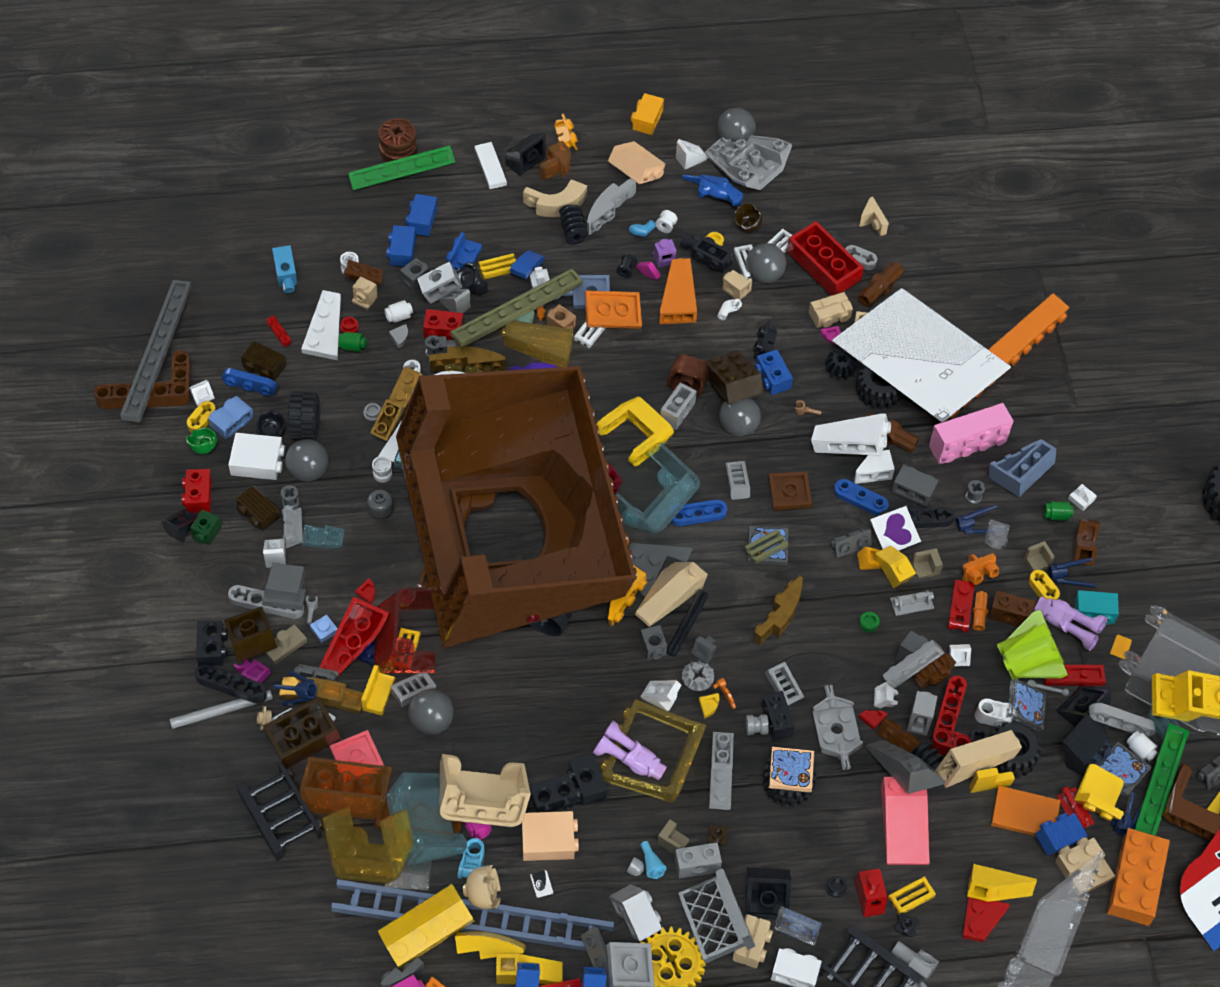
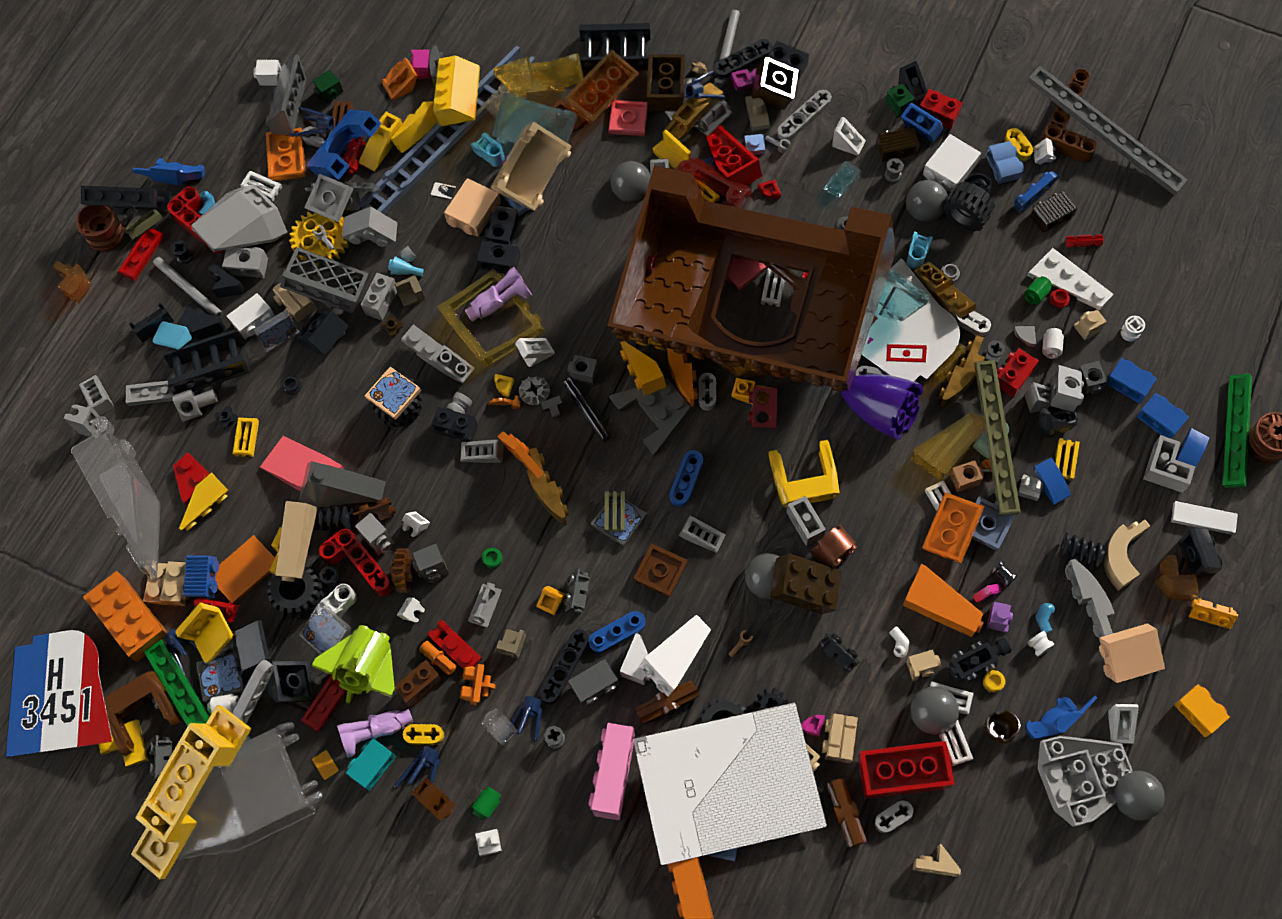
camera: 130 degrees right, 10 degrees up
(202, 441) = (990, 130): green hair -> none
(225, 494) = (922, 122): none -> blue brick
(285, 268) = (1151, 268): dark azure torso -> none
(285, 587) = (803, 126): dark grey plate -> none
(293, 526) = (872, 162): light grey hinge -> none
(355, 270) = (1112, 330): reddish brown hinge -> none
(363, 443) = (918, 248): none -> medium azure piece
(439, 188) = (1192, 447): none -> blue slope
(463, 251) = (1096, 433): blue bracket -> none
(466, 199) = (1164, 469): none -> light grey brick
(479, 540) = (771, 300): none -> white tile
(482, 888) = (455, 137): tan cylinder -> none
(670, 590) = (623, 410): tan wedge -> none
(674, 945) = (322, 236): none -> light grey hand
(679, 486) = (700, 435): clear light blue windscreen -> none
(769, 640) = (521, 452): none -> orange wing
(774, 372) = (797, 635): blue brick -> none
(840, 713) = (403, 456): light grey plate -> none
(871, 888) = (263, 401): red torso -> none
(873, 718) = (405, 503): red tile -> none
(895, 529) = (560, 633): tile -> none
(895, 565) = (525, 608): yellow slope -> none
(913, 663) = (411, 541): light grey plate -> none
(1023, 468) = (547, 797): sand blue wedge -> none
(1039, 557) = (451, 748): dark tan panel -> none

